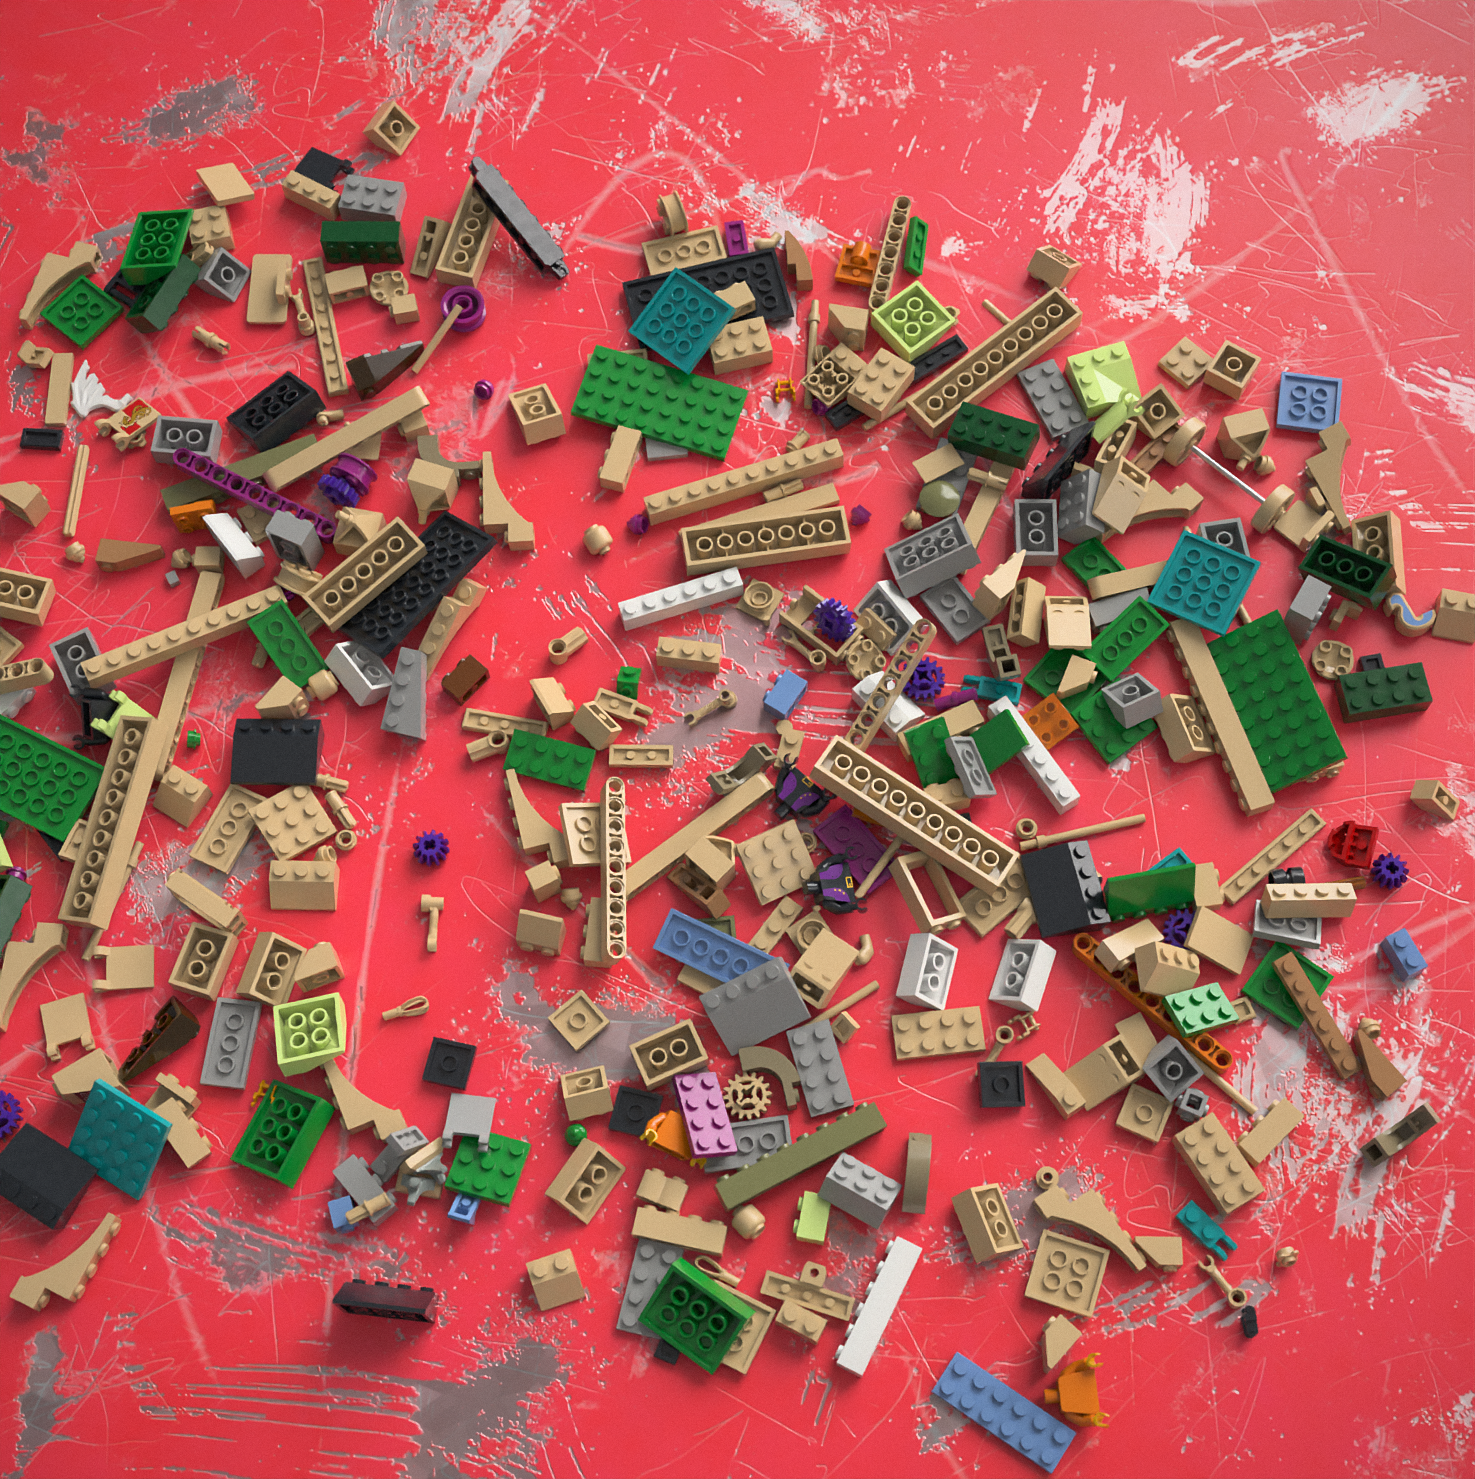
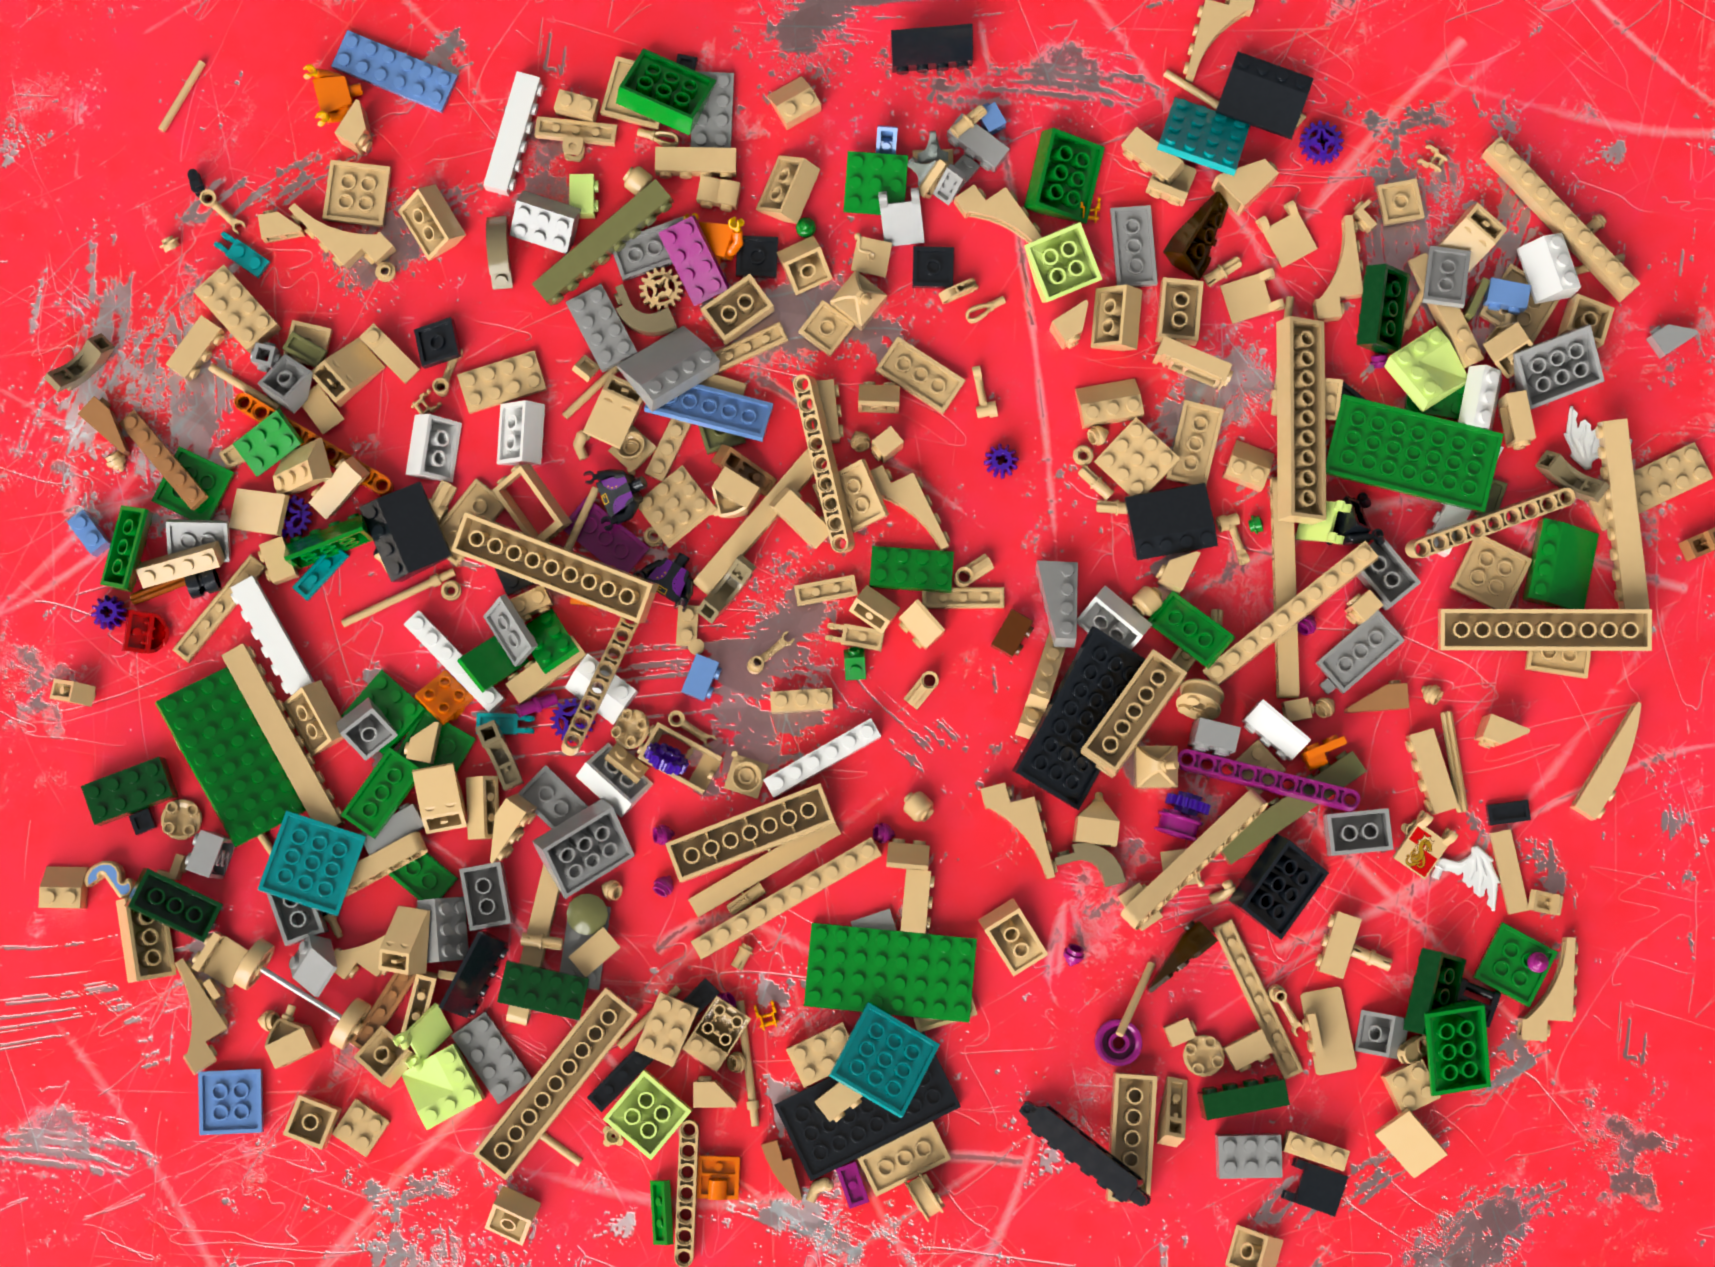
camera: 165 degrees right, 15 degrees up
(60, 305) = (1537, 962): none -> magenta plate
(99, 483) = (1431, 771): none -> tan brick
(112, 632) = (1362, 607): none -> tan brick
(116, 1206) = (1191, 88): none -> tan bar
(130, 602) = (1360, 652): none -> light grey plate
(146, 999) = (1222, 271): none -> tan axle
(219, 745) = (1229, 523): none -> tan brick
(236, 354) = (1338, 944): none -> tan brick
(427, 1032) = (958, 291): none -> tan piece
(492, 952) = (920, 375): none -> tan plate
(512, 1087) = (871, 256): none -> tan hat
(537, 1040) = (858, 300): none -> tan piece
(618, 494) = (908, 855): none -> tan slope
(650, 826) = (800, 517): none -> tan brick
(663, 1018) = (751, 346): none -> tan tile
(853, 560) = (662, 834): none -> magenta plate
(1147, 1103) = (304, 349): none -> olive tile
(1213, 496) = (313, 964): none -> light grey slope
(1219, 814) = (271, 634): none -> white brick
(1255, 1433) = (181, 96): none -> tan bar
(1365, 927) = (126, 548): none -> green slope

